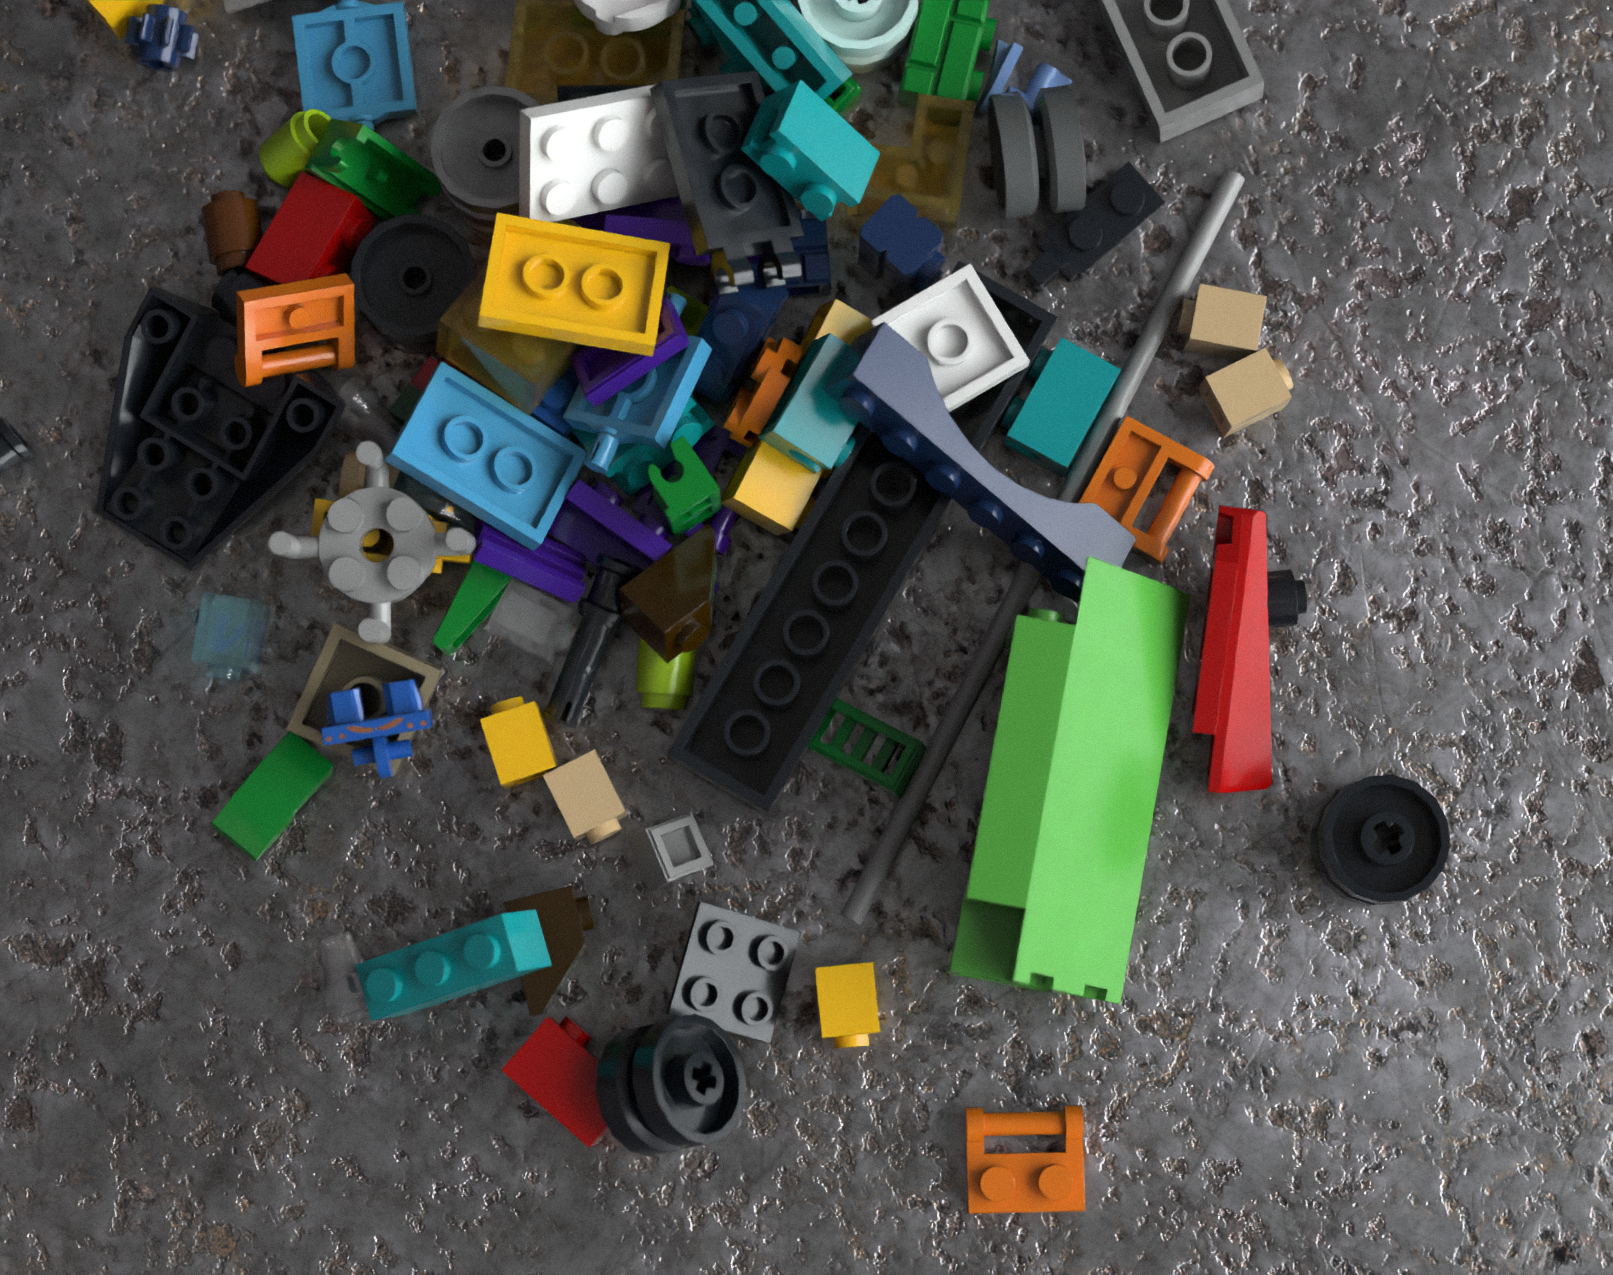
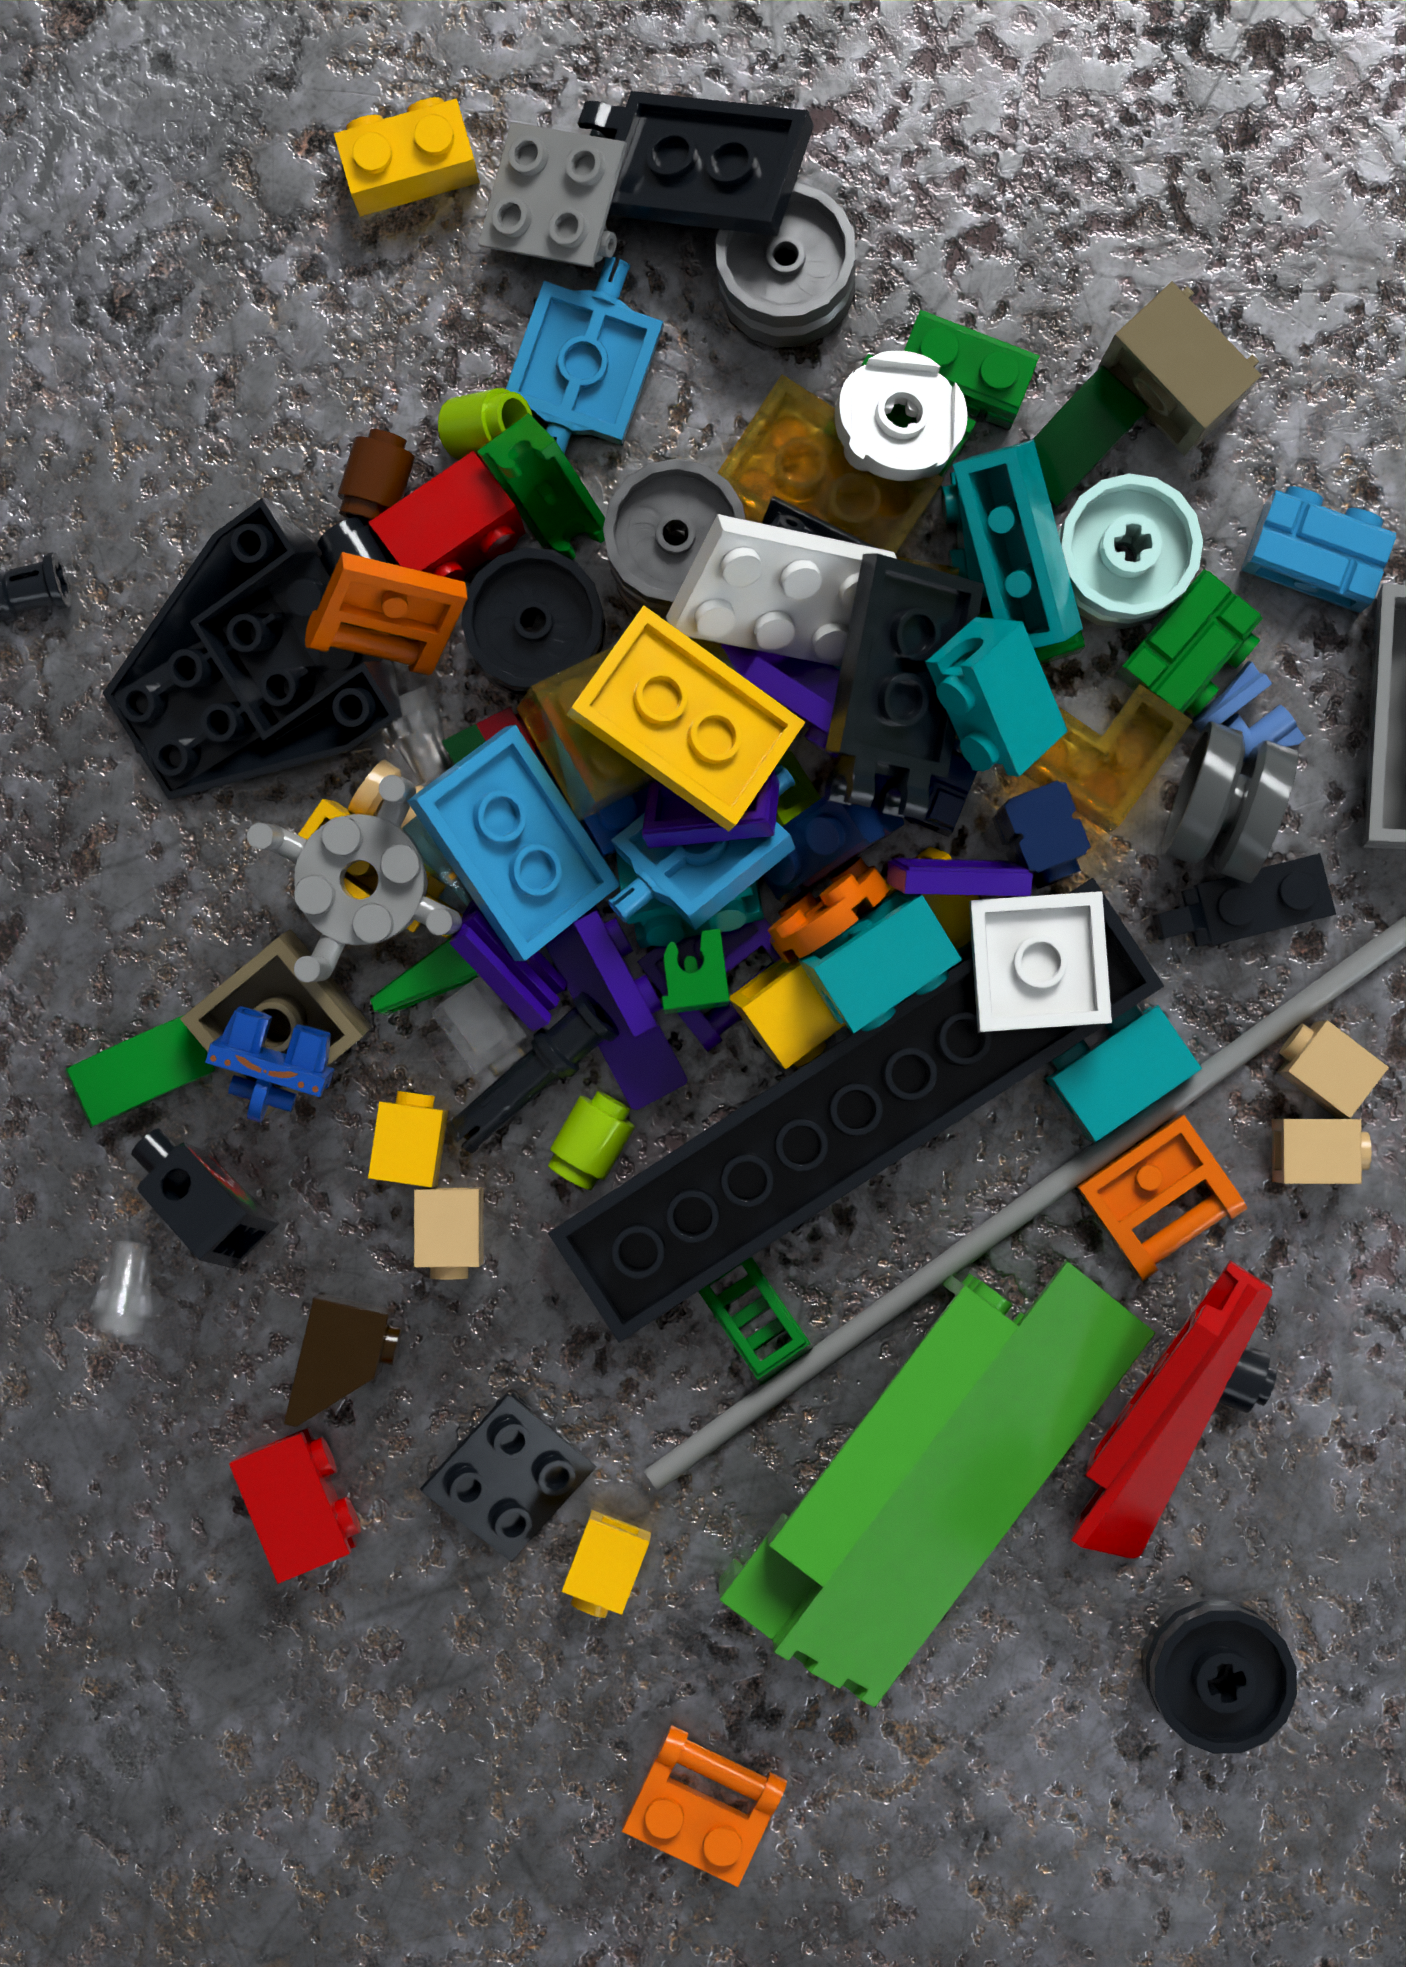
camera: 30 degrees right, 5 degrees up
(161, 38) = (400, 238): dark blue gear -> none
(229, 636) = (173, 890): clear light blue brick -> none
(373, 871) = (214, 1216): none -> black torso
(453, 964) = (232, 1337): teal brick -> none
(670, 851) = (506, 1322): light grey slope -> none
(671, 1085) = (387, 1566): black wheel -> none
(674, 597) = (634, 1078): dark brown slope -> none
(853, 309) = (959, 877): none -> dark purple tile
(896, 397) = (956, 995): arch -> none

